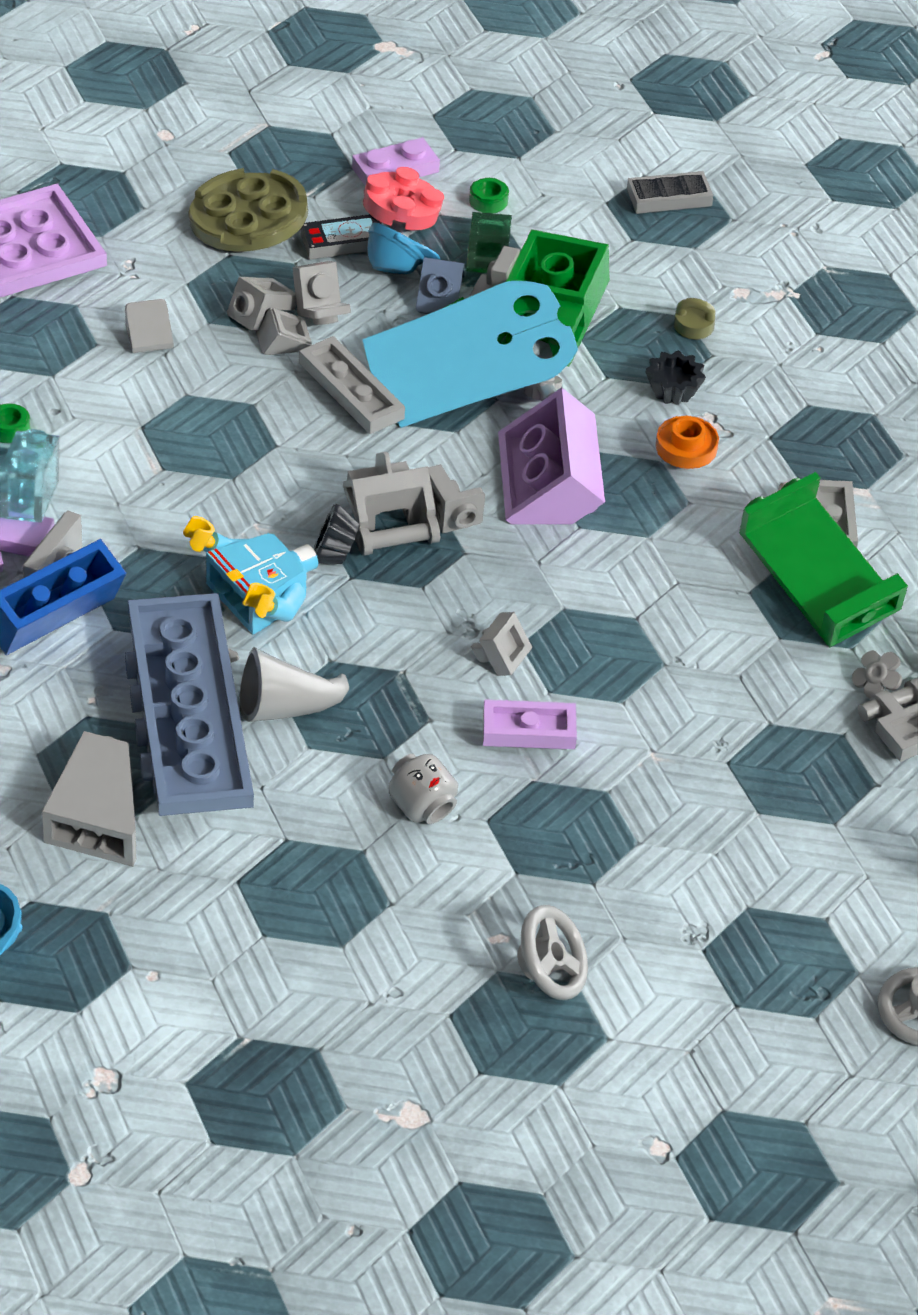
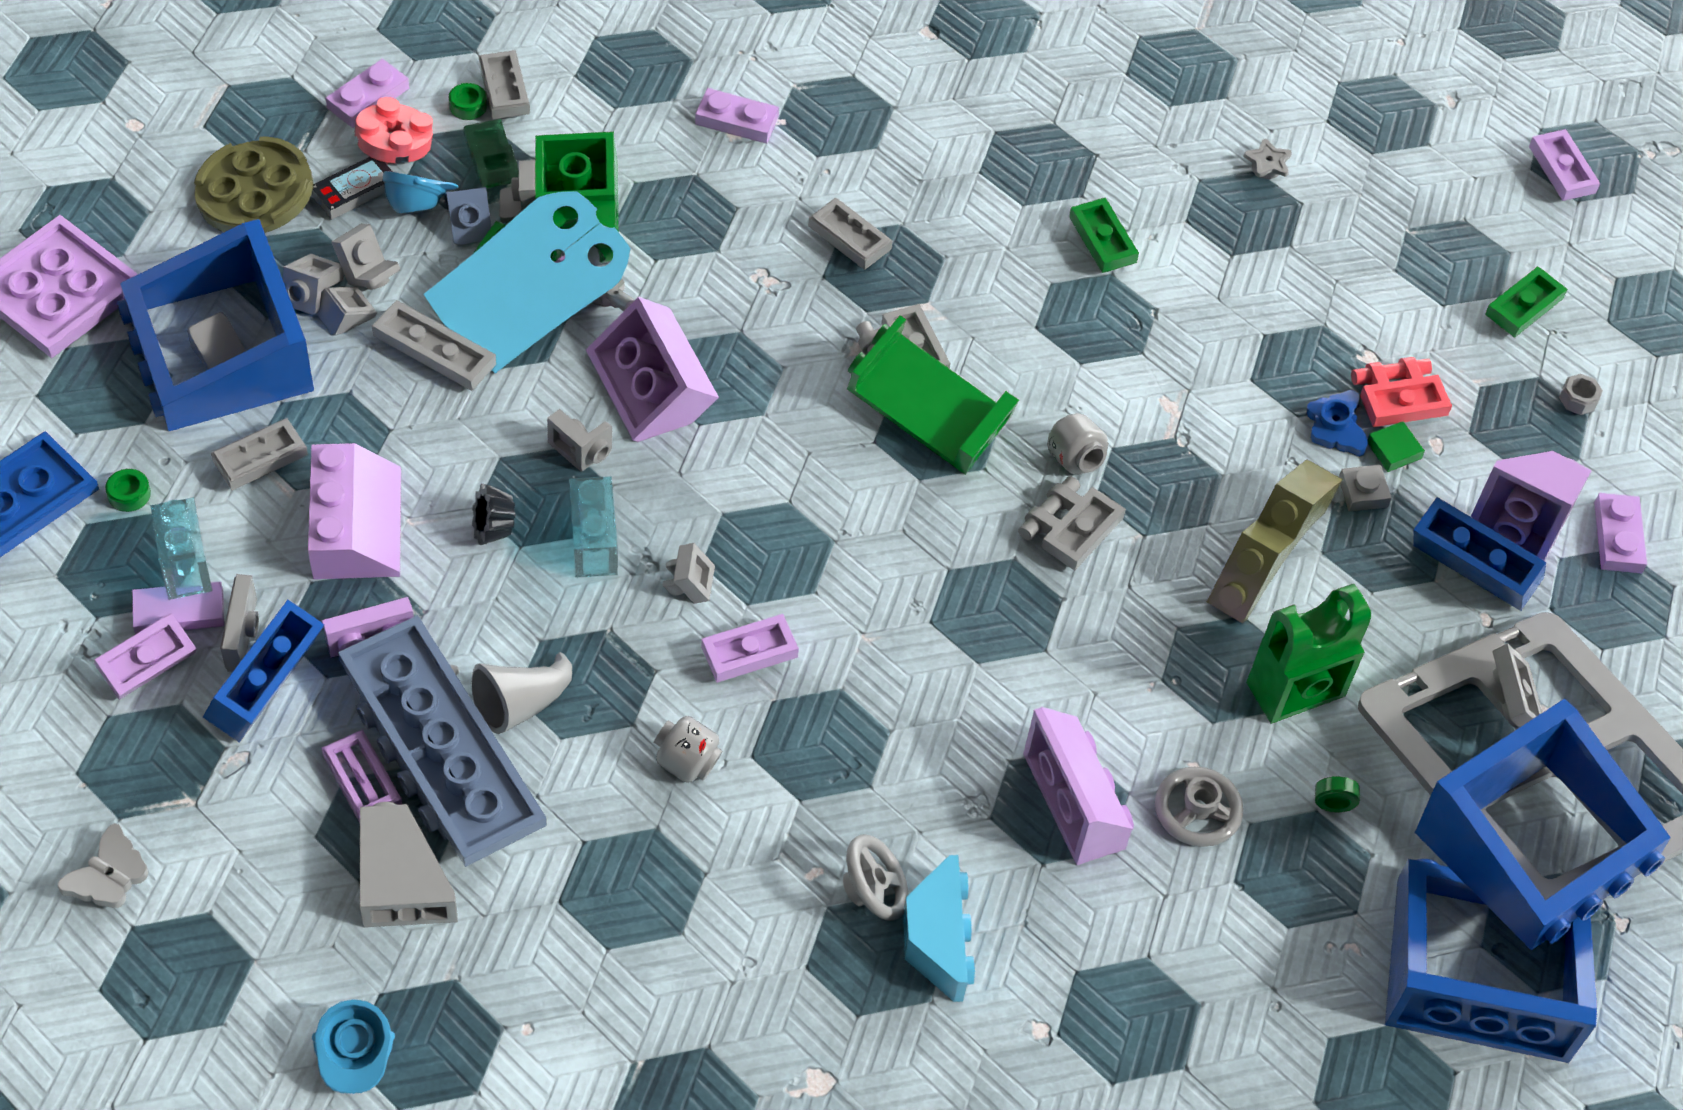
camera: 25 degrees left, 10 degrees up
(100, 687) = (344, 745): none -> lavender tile
(142, 426) = (259, 454): none -> light grey plate
(160, 585) = (362, 624): none -> lavender plate
(162, 359) = (249, 380): none -> blue windscreen
(206, 479) = (353, 513): none -> lavender slope
(253, 575) = (441, 579): medium azure torso -> none
(389, 489) = (521, 448): light grey piece -> none
(426, 575) = (593, 527): none -> clear light blue brick
(530, 188) = (504, 84): none -> light grey plate
(596, 1016) = (938, 929): none -> medium azure slope
(669, 192) = (628, 49): tile -> none
(675, 377) = (719, 243): black piece -> none
(687, 442) = (761, 309): orange plate -> none
(694, 318) = (709, 177): olive tile -> none
(750, 276) = (737, 115): none -> lavender plate
(801, 940) = (1076, 786): none -> lavender slope
(813, 404) = (850, 233): none -> light grey plate
(877, 672) = (1021, 490): light grey plant -> none

